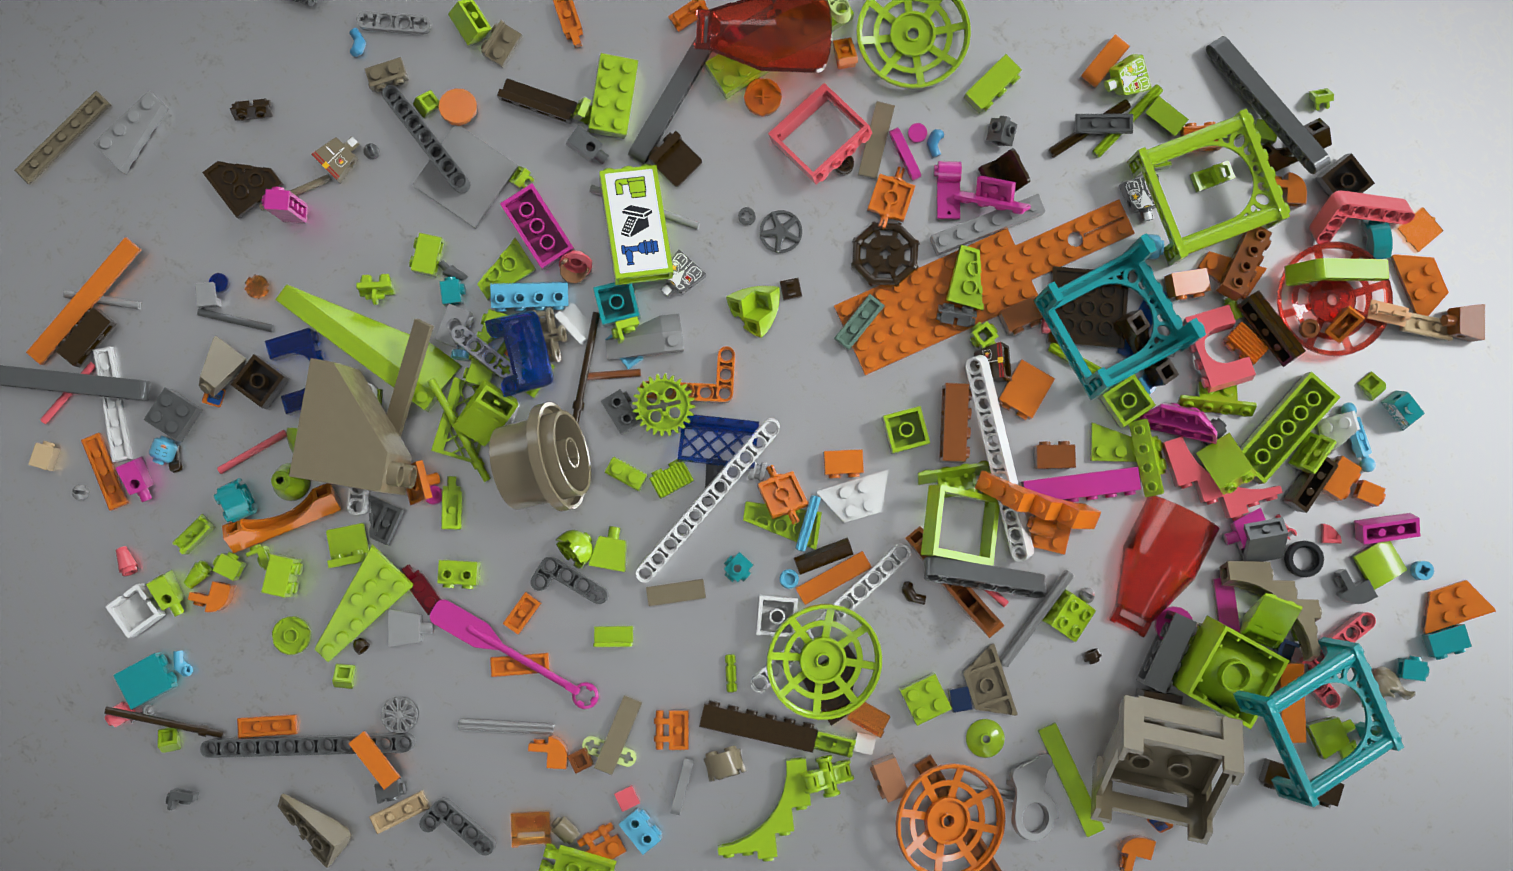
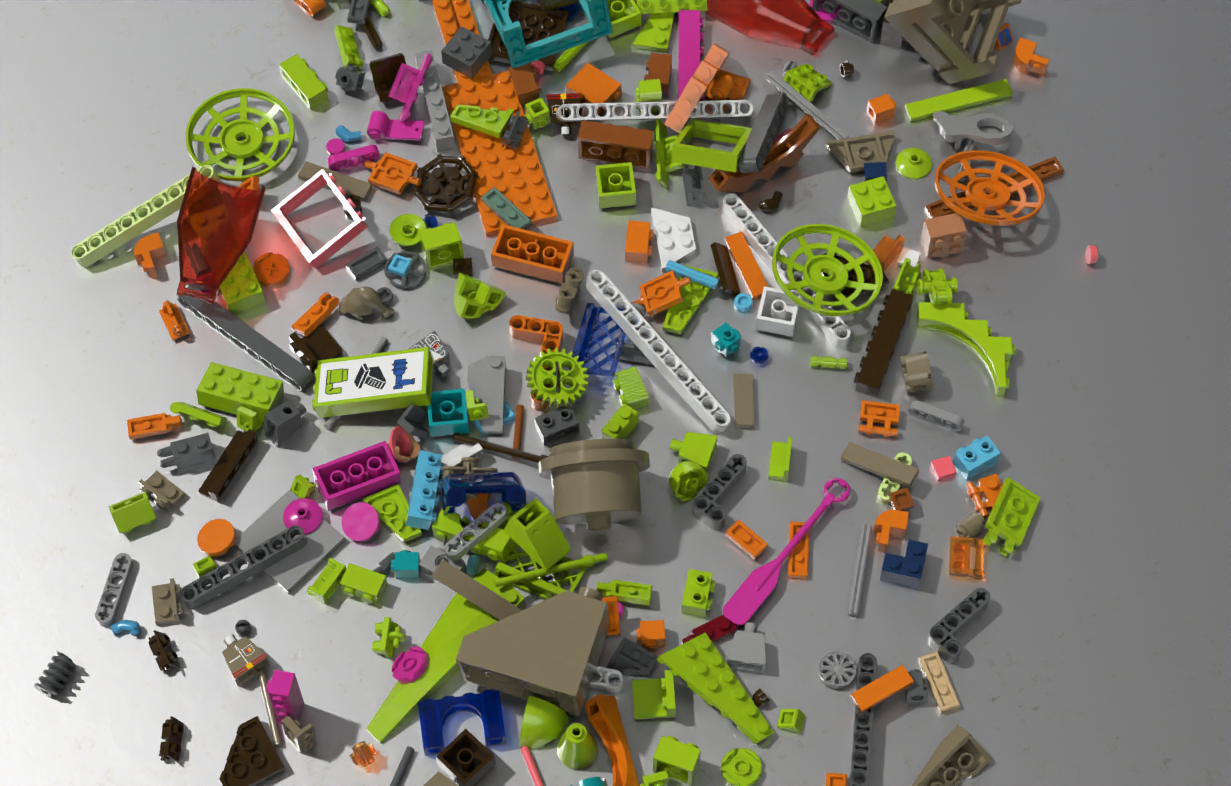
camera: 80 degrees left, 25 degrees down
(263, 221) = (300, 737): none -> dark tan bracket
(343, 79) = (161, 644): none -> dark brown hinge
(348, 314) = (410, 665): none -> dark pink tile
(410, 534) = (651, 634): none -> orange brick
(427, 219) = (327, 581): none -> lime hinge
(490, 240) = (361, 522): none -> dark pink tile
(493, 192) = (309, 521): none -> dark pink dish
(508, 773) = (907, 569): none -> dark blue brick
(543, 61) = (188, 452): none -> dark grey hinge
(586, 60) = (197, 414): none -> lime plate
(595, 271) = (411, 421): none -> dark grey panel
(713, 152) = (315, 315): none -> orange hinge
(724, 602) = (759, 359): none -> clear blue plate
(731, 196) = (363, 302): none -> dark tan piece
(774, 401) = (568, 290): none -> dark tan axle
(780, 225) = (400, 265): none -> medium azure tile
(783, 191) = (366, 263): none -> dark grey tile
(805, 263) = (441, 245): none -> lime brick
(821, 350) = (532, 254): none -> orange brick
(827, 216) = (404, 224): none -> lime dish
(837, 246) = (430, 221): none -> clear blue plate
(914, 512) = (693, 185): none -> dark grey hinge
(1020, 449) = (649, 92): none -> lime brick
(1043, 121) = (348, 46): none -> lime plate
(1045, 698) = (881, 108): none -> orange brick
(1047, 248) = (466, 52): none -> dark grey brick

